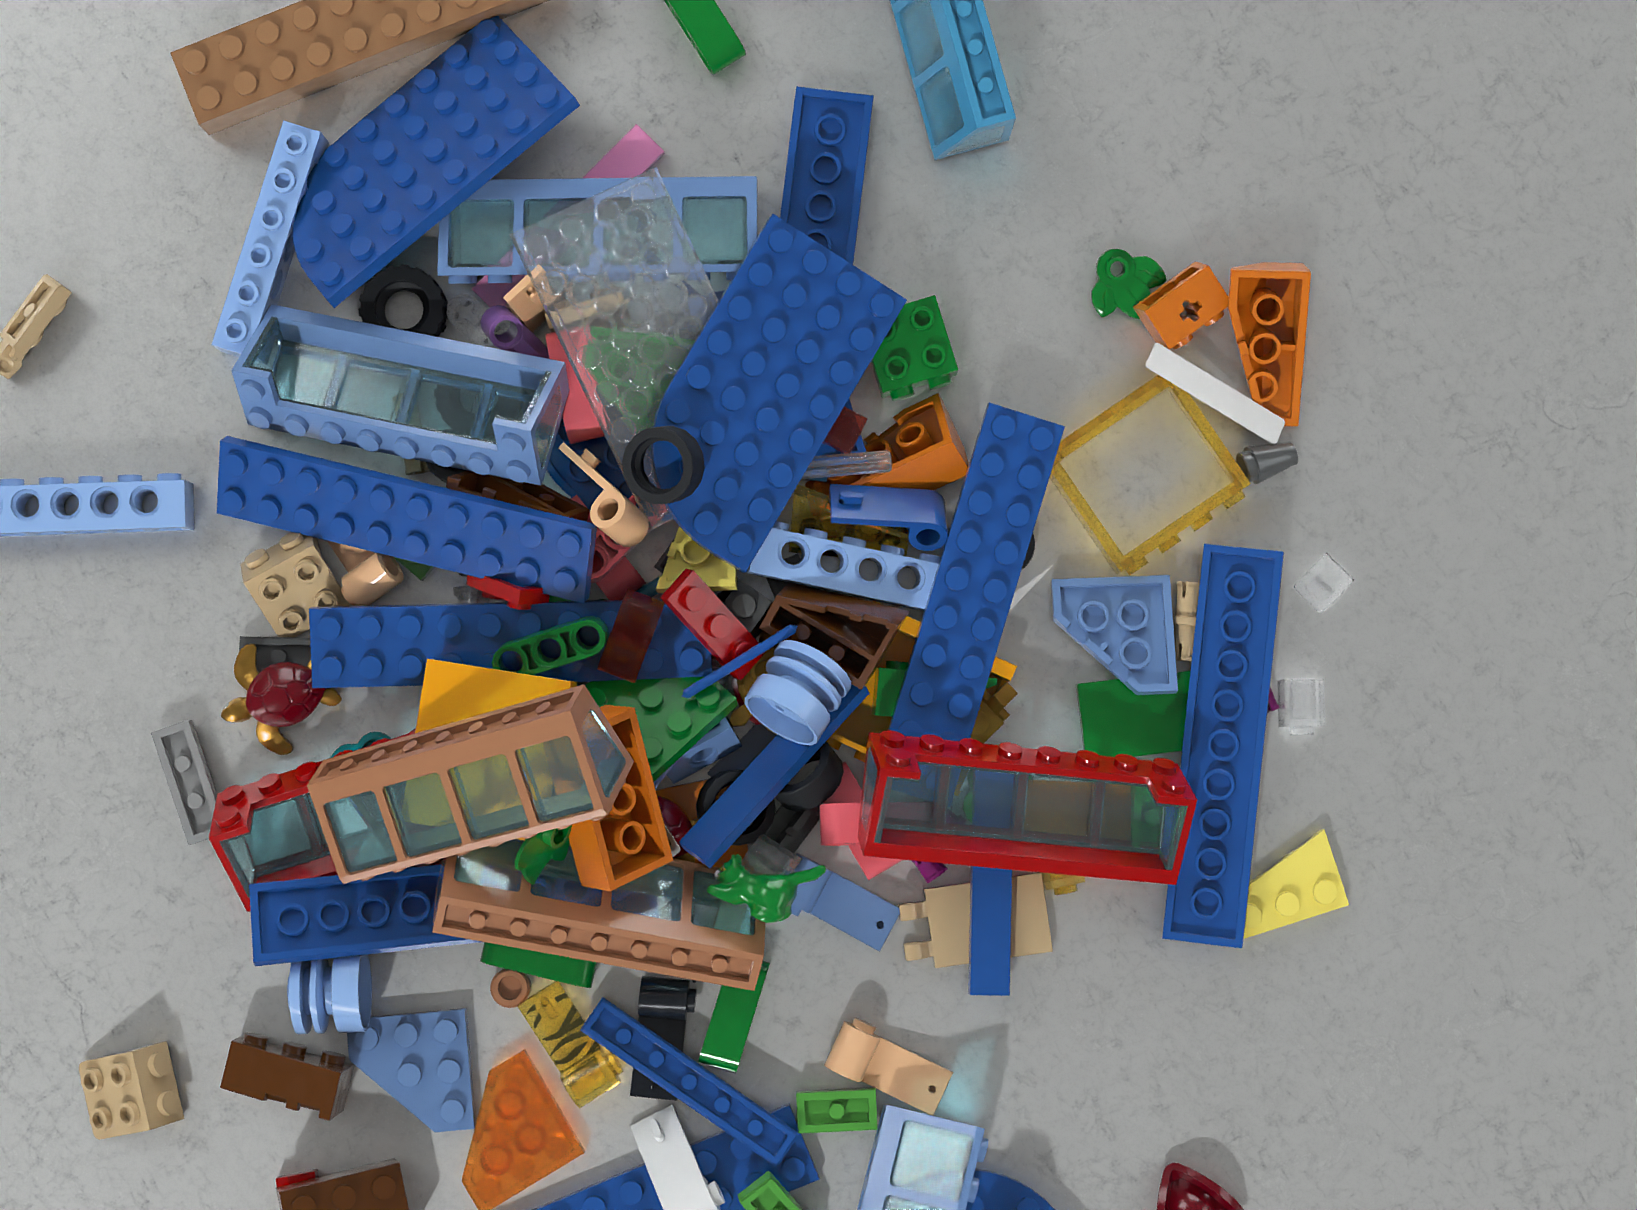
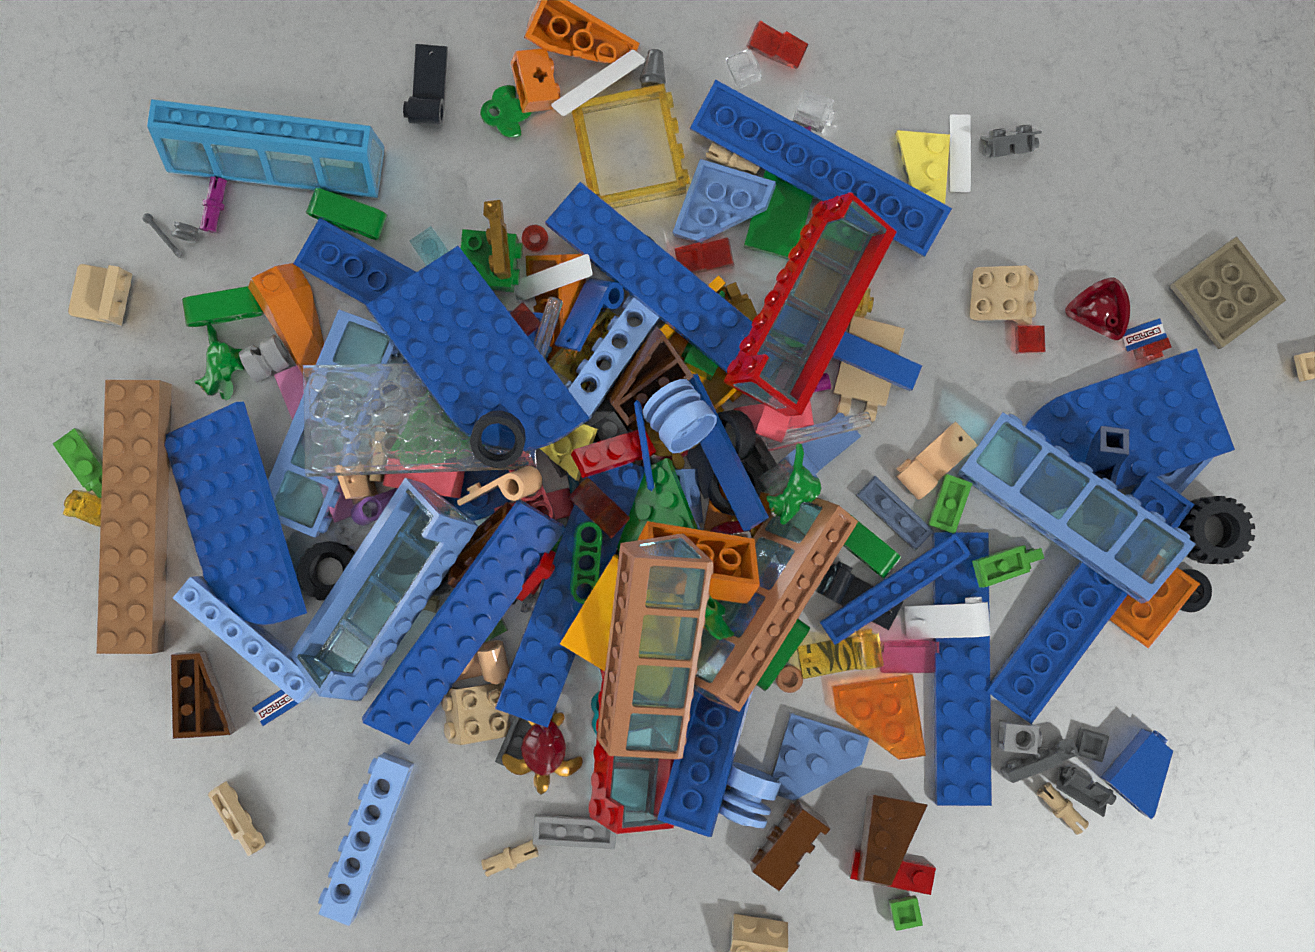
camera: 65 degrees left, 0 degrees up
(120, 710) = (509, 858): none -> tan pin
(164, 208) = (197, 698): none -> reddish brown wedge
(194, 311) = (273, 707): none -> sticker
(606, 1137) = (909, 656): none -> clear pink panel
(622, 48) = (220, 365): none -> green animal
(653, 104) = (265, 358): none -> light grey wheel
(730, 112) = (291, 310): none -> orange wedge
(794, 1040) = (894, 513): none -> sand blue tile
(864, 895) = (821, 431): none -> clear axle
(894, 129) = (346, 213): none -> green beam
(894, 260) = (428, 245): none -> clear light blue plate
(918, 445) = (553, 278): none -> white sticker
(938, 349) = (497, 237): none -> pearl gold hinge
(971, 383) = (534, 230): none -> clear red plate
(1039, 637) = (705, 256): none -> clear red slope
(1110, 1131) = (1030, 339): none -> clear red plate
(1116, 165) = (429, 86): none -> black door
(1156, 1069) = (1004, 294): none -> tan bracket
(1331, 930) = (960, 152): none -> white sticker
(1374, 616) = (776, 46): none -> clear red slope
(1386, 1005) = (1000, 141): none -> dark grey hinge

